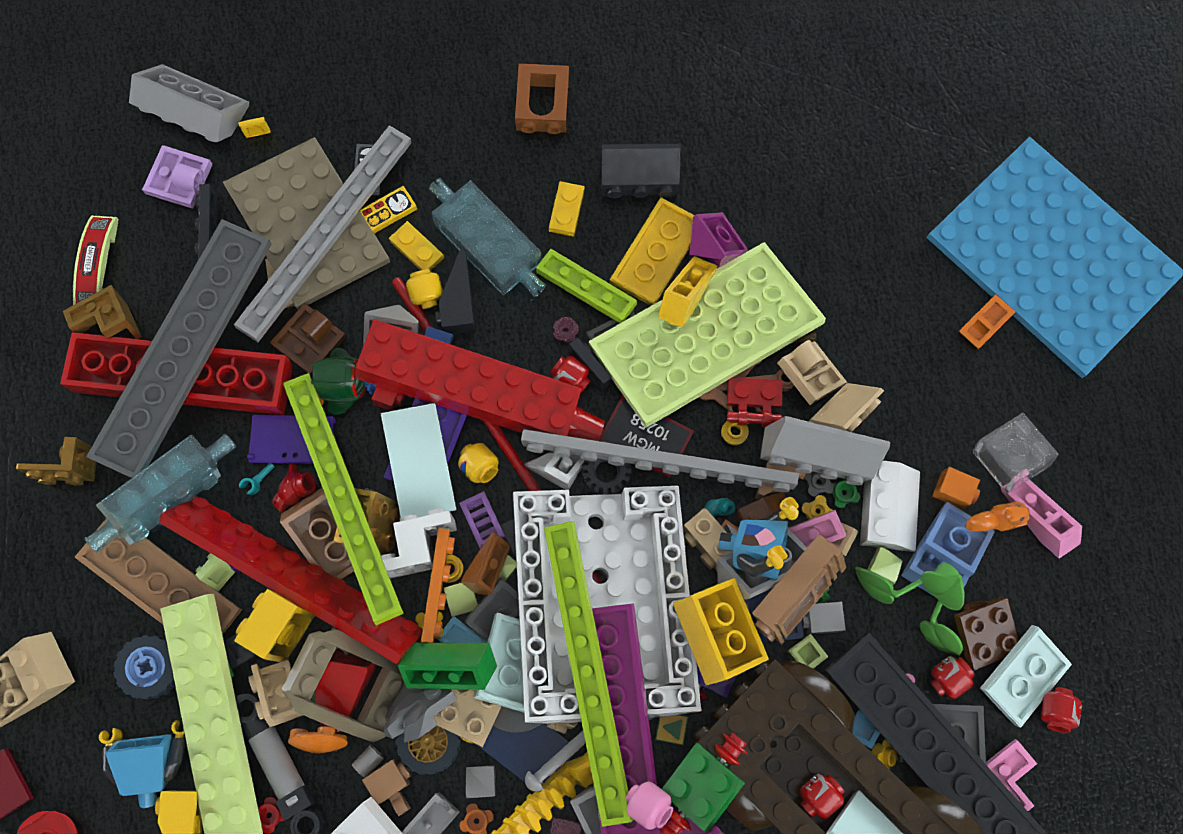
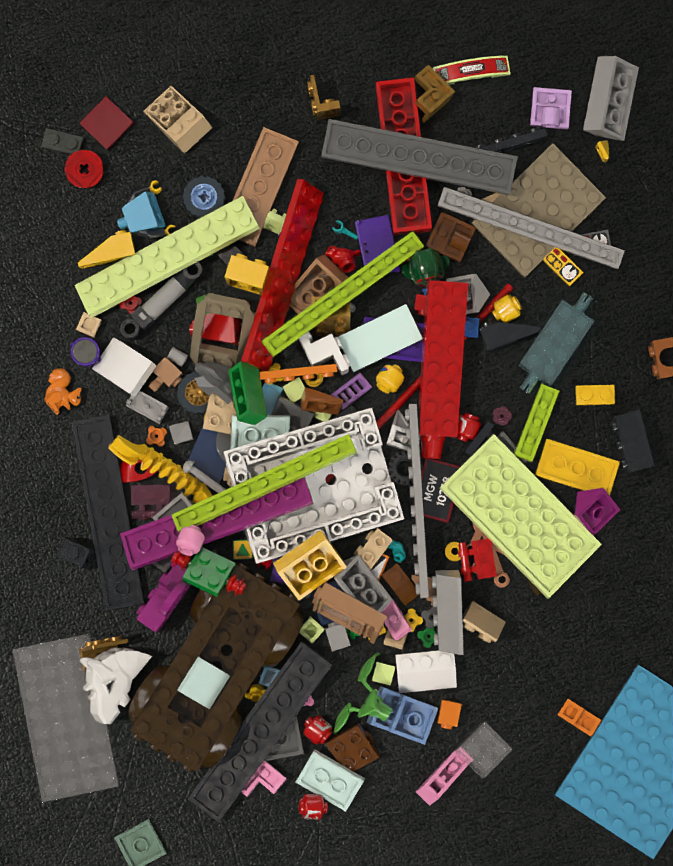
camera: 80 degrees right, 10 degrees up
(162, 485) = (319, 172): clear light blue brick -> none
(269, 684) = (210, 283): tan bracket -> none
(317, 742) = (182, 324): orange dish -> none
(416, 247) = (538, 294): yellow plate -> none
(686, 291) = (546, 495): yellow slope -> none
(761, 542) = (374, 580): torso -> none
(811, 372) = (509, 596): tan plate -> none
(821, 796) = (220, 651): red head -> none
(1000, 517) = (433, 745): orange animal -> none

